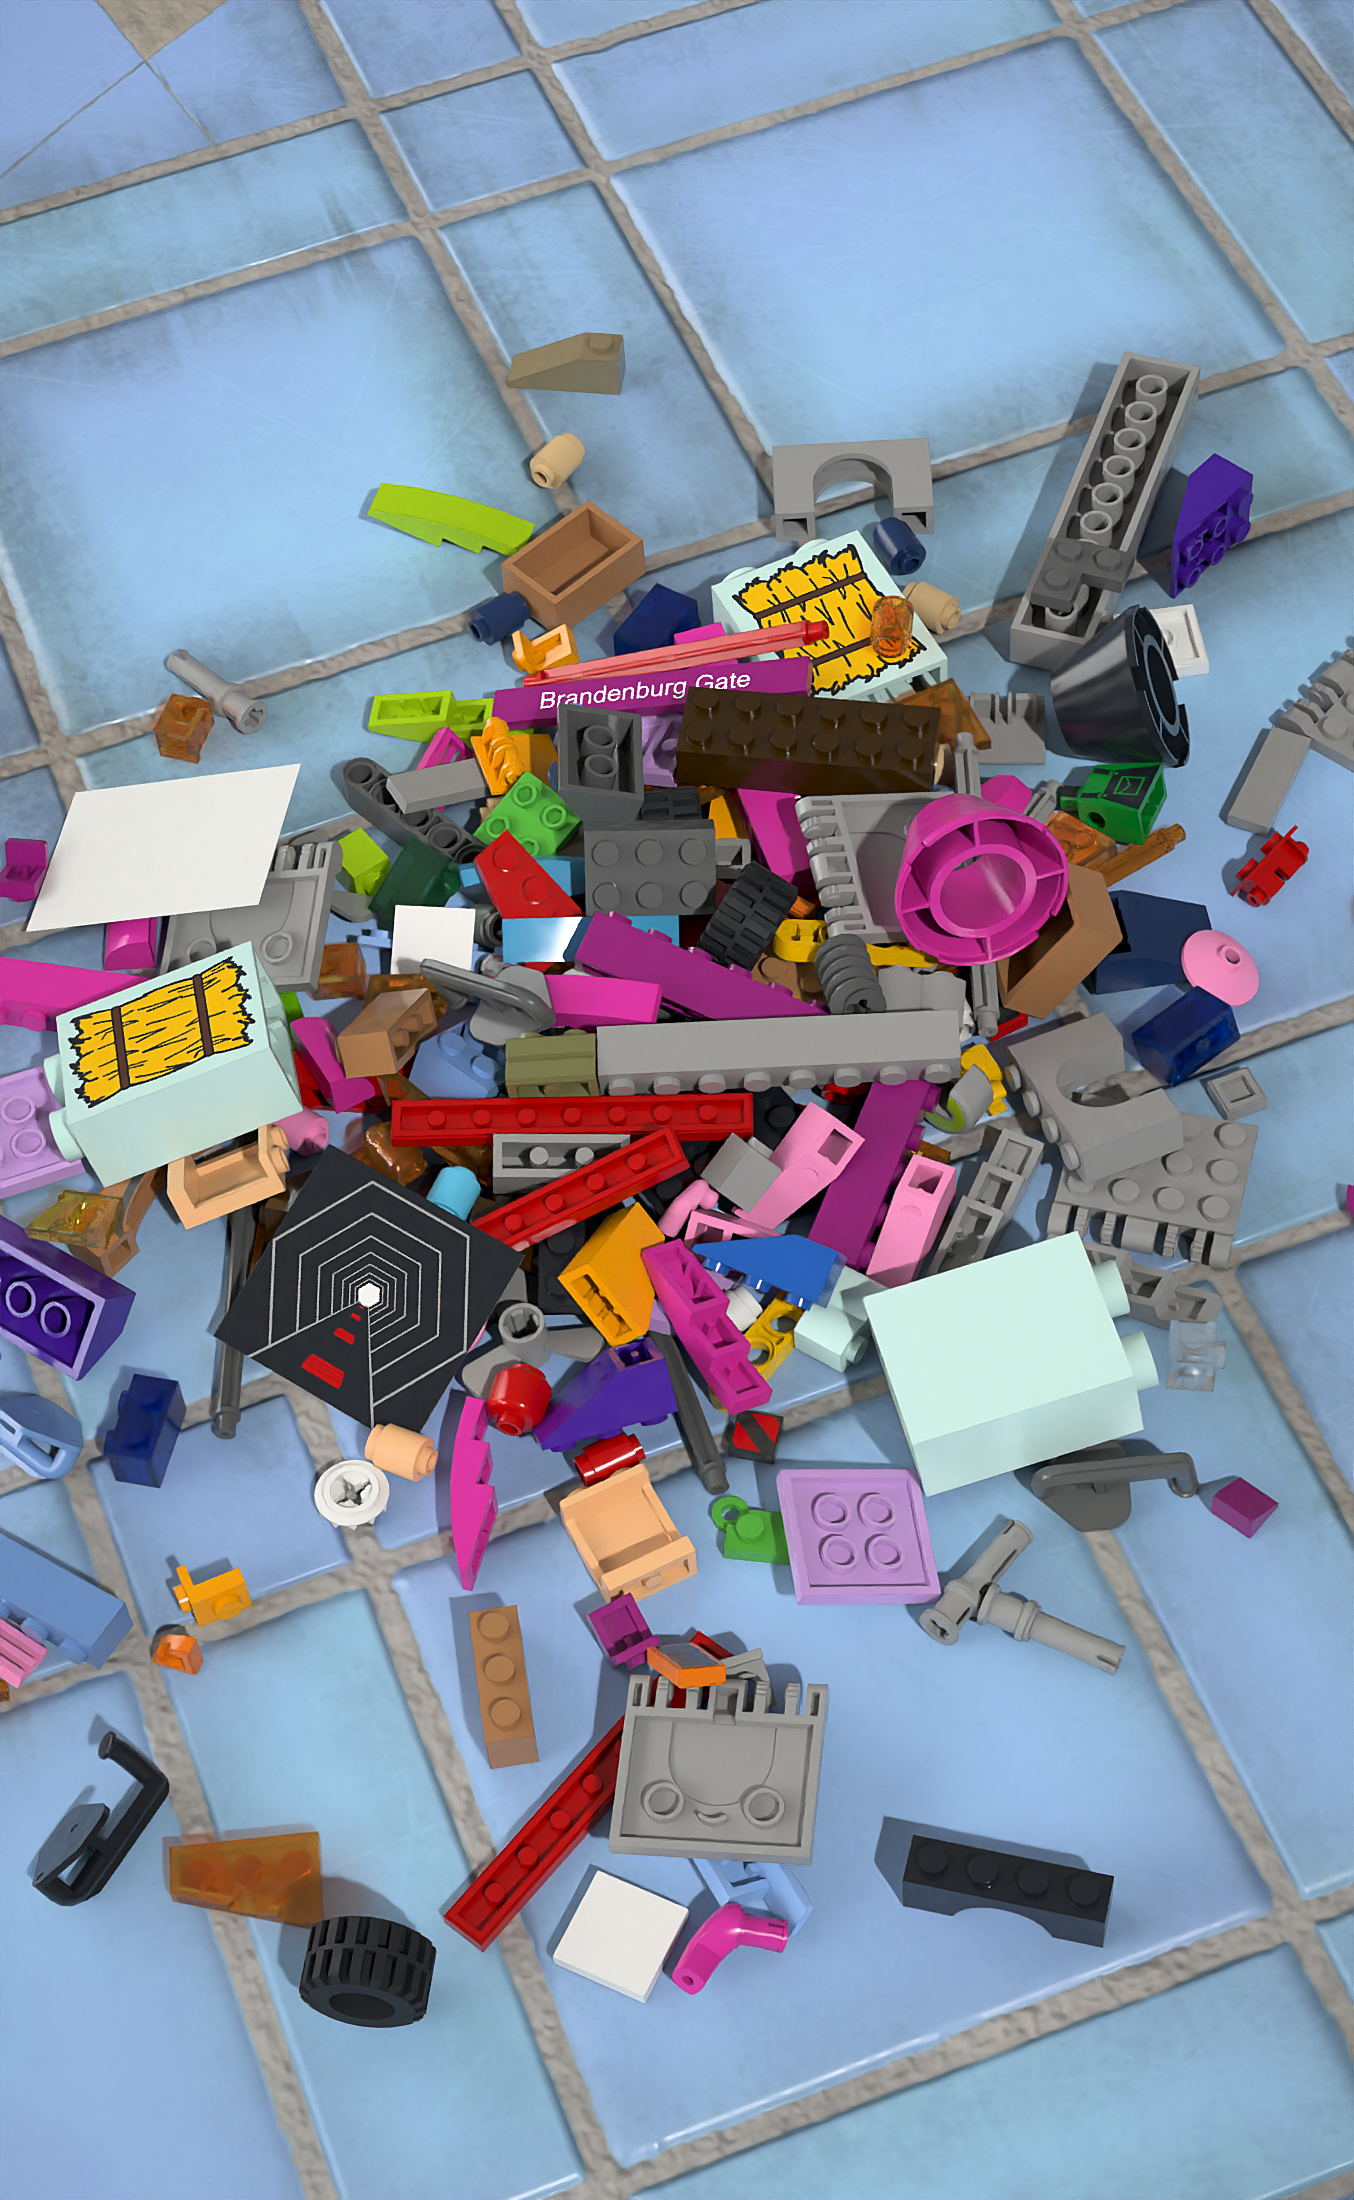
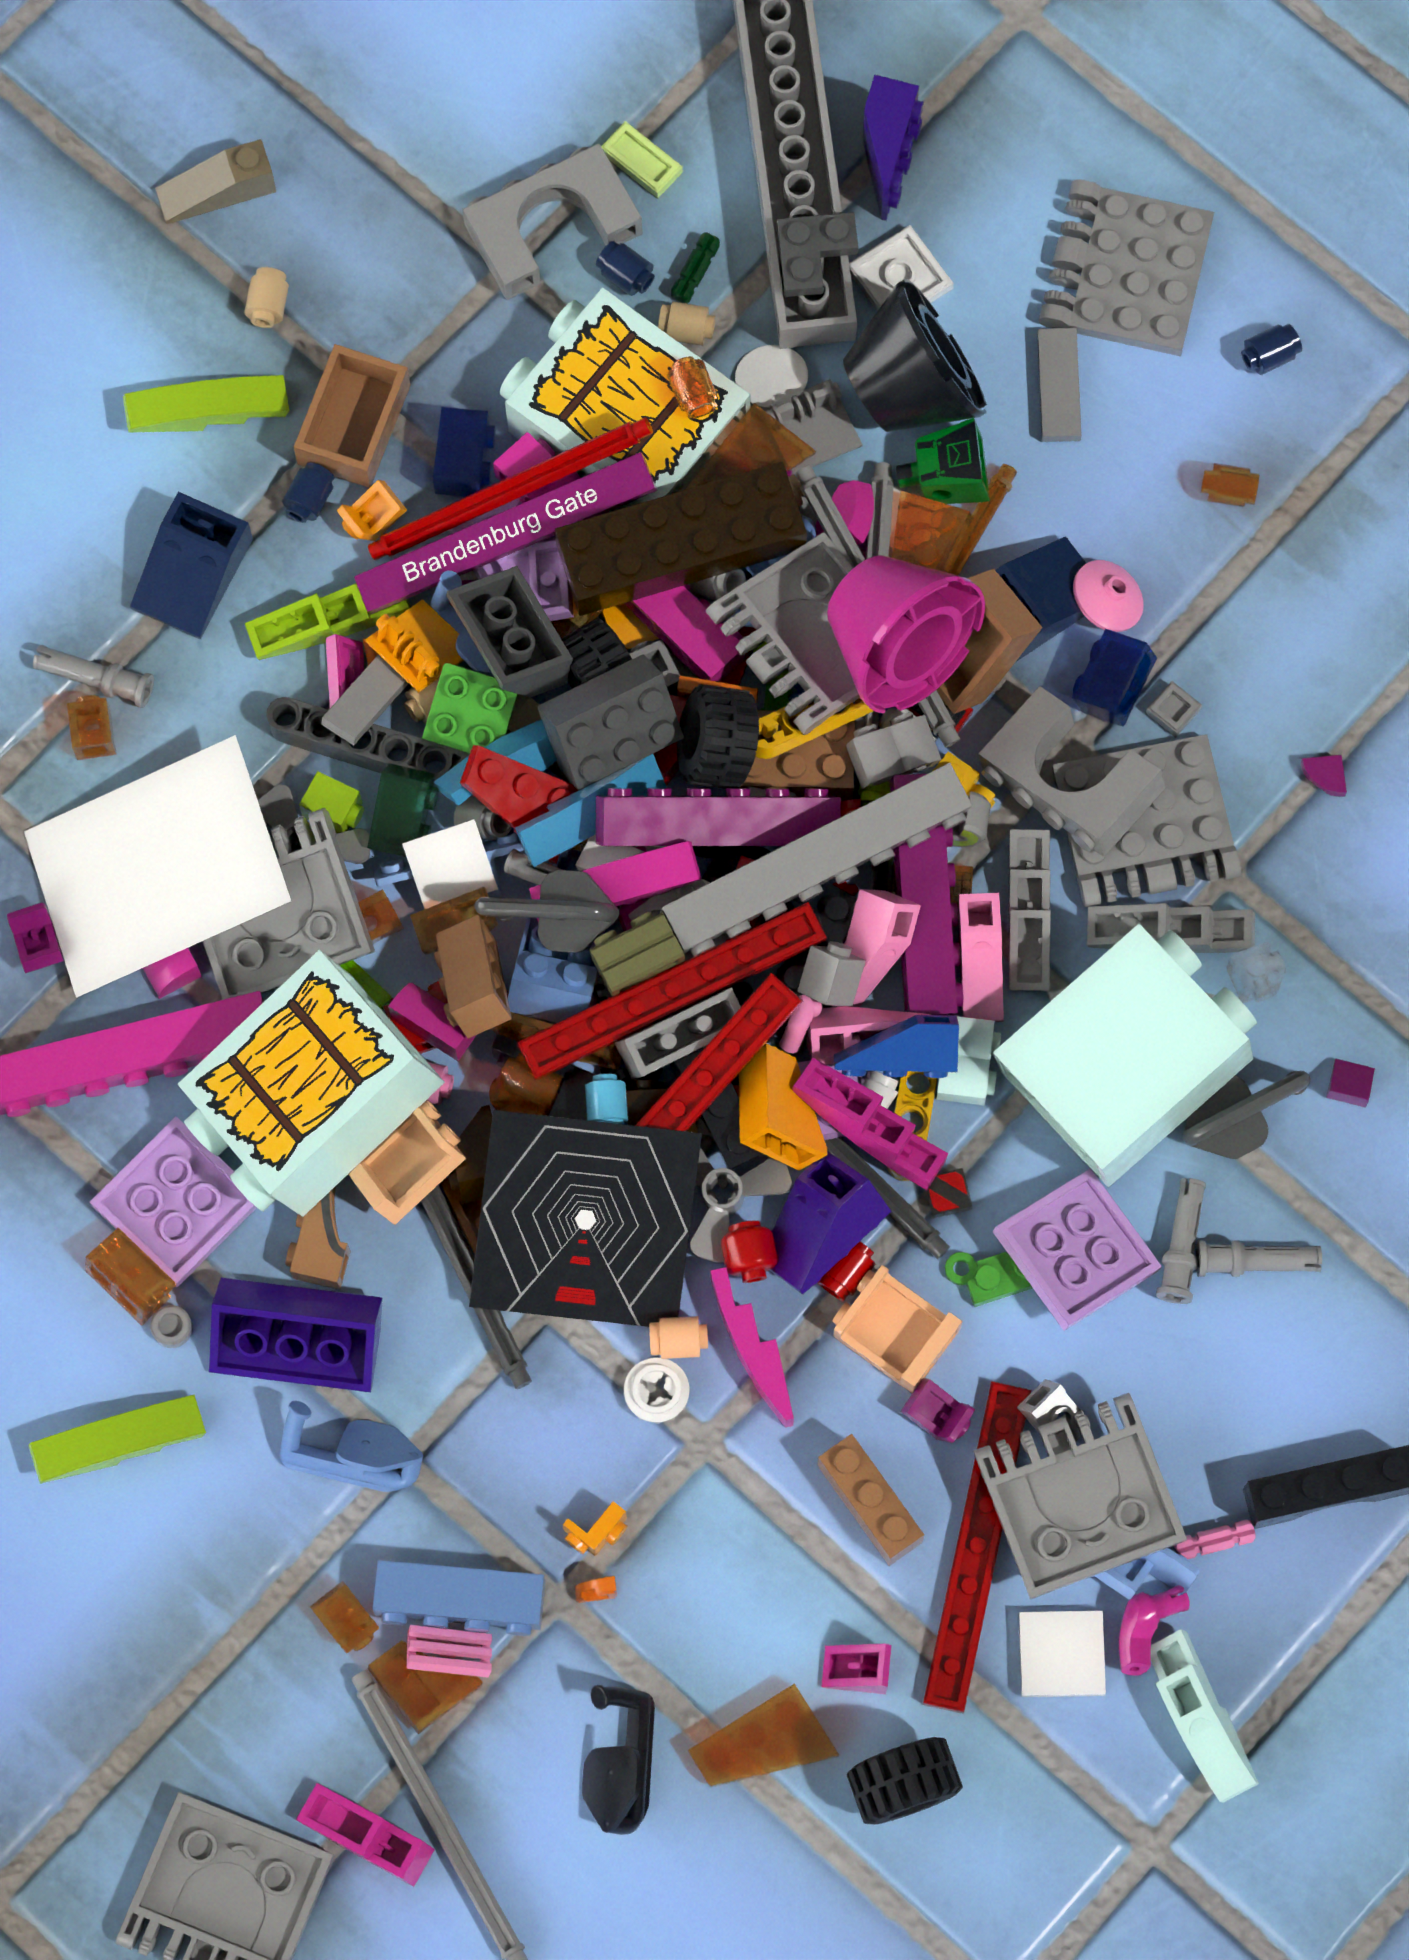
camera: 30 degrees left, 20 degrees up
(78, 1220) = (301, 1263): clear yellow slope -> none
(145, 1430) = (462, 1413): clear blue brick -> none
(358, 632) = (191, 565): none -> dark blue slope
(398, 1850) = (857, 1667): none -> dark pink slope
(686, 1665) = (1011, 1424): orange tile -> none
(728, 2066) = (1199, 1717): none -> light aqua slope
(848, 976) = (837, 764): dark grey piece -> none
(853, 1893) = (1217, 1539): none -> bright pink axle
(966, 475) = (642, 159): none -> yellowish green tile
(968, 569) = (695, 268): none -> dark green axle
(990, 675) = (772, 375): none -> white sticker
(1280, 854) = (1103, 459): red hinge -> none

